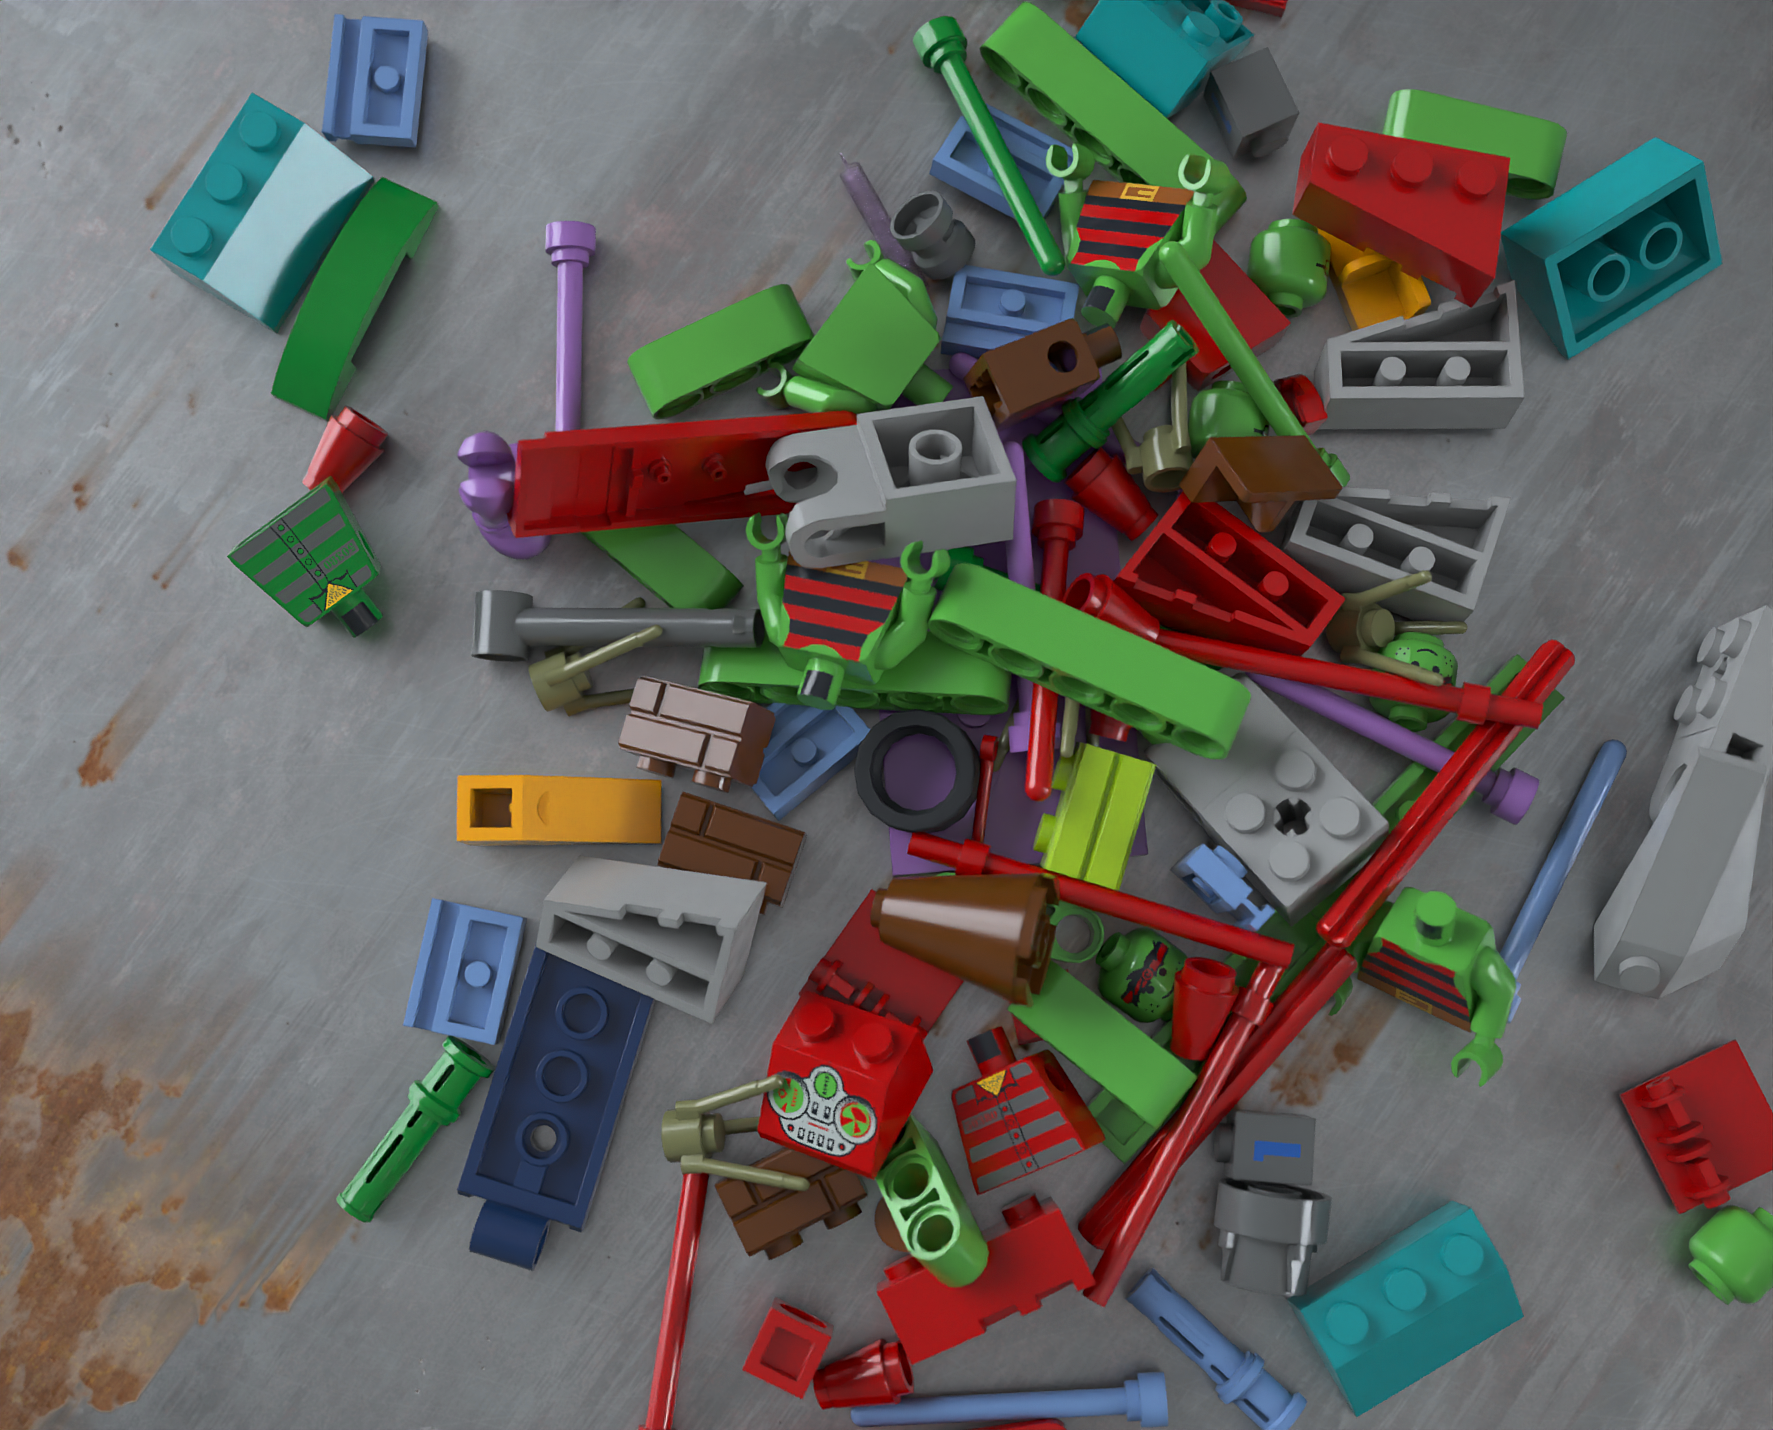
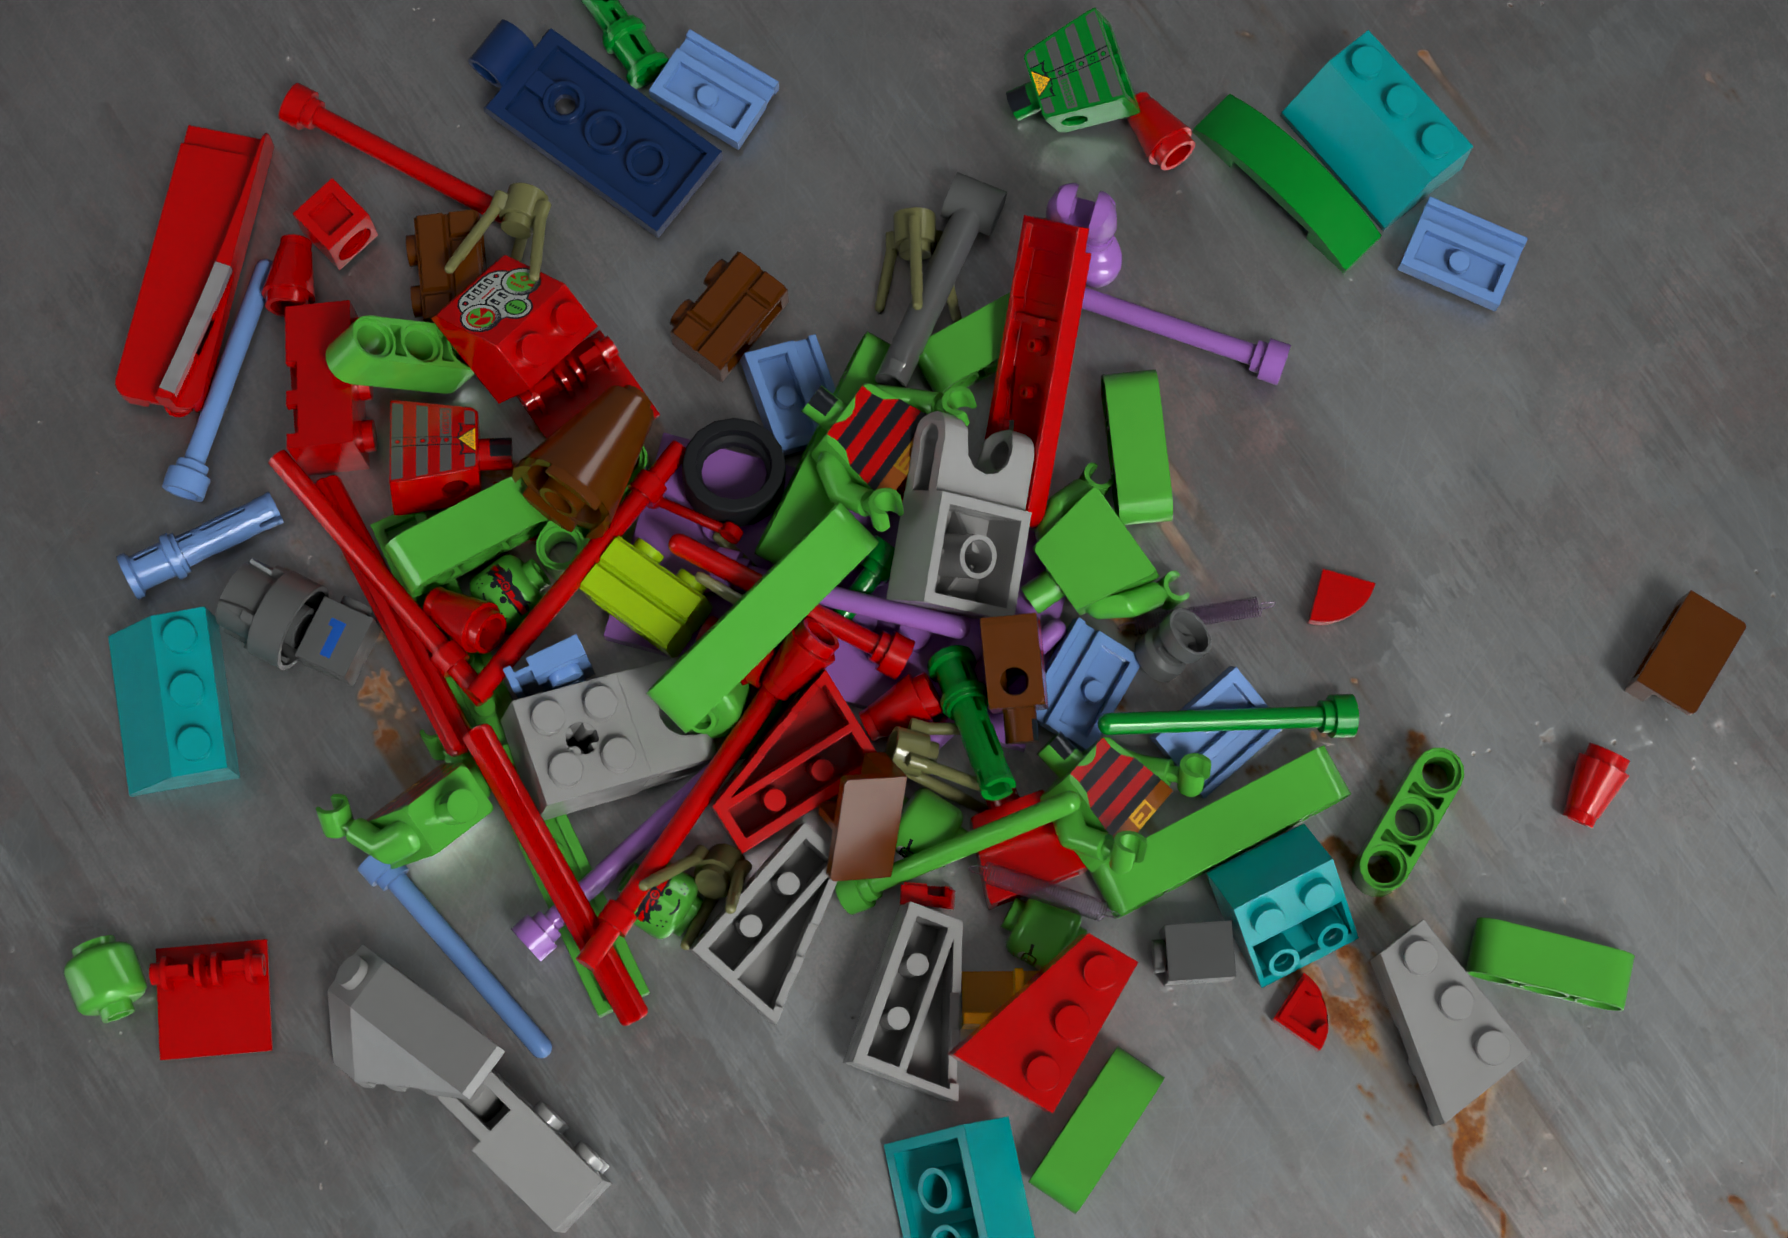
camera: 105 degrees right, 5 degrees down
(557, 810) = (810, 194): light orange slope -> none
(654, 929) = (686, 229): light grey wedge -> none
(697, 732) = (829, 316): brick -> none
(810, 90) = (1338, 597): none -> red tile
(1258, 278) = (1037, 894): none -> piece

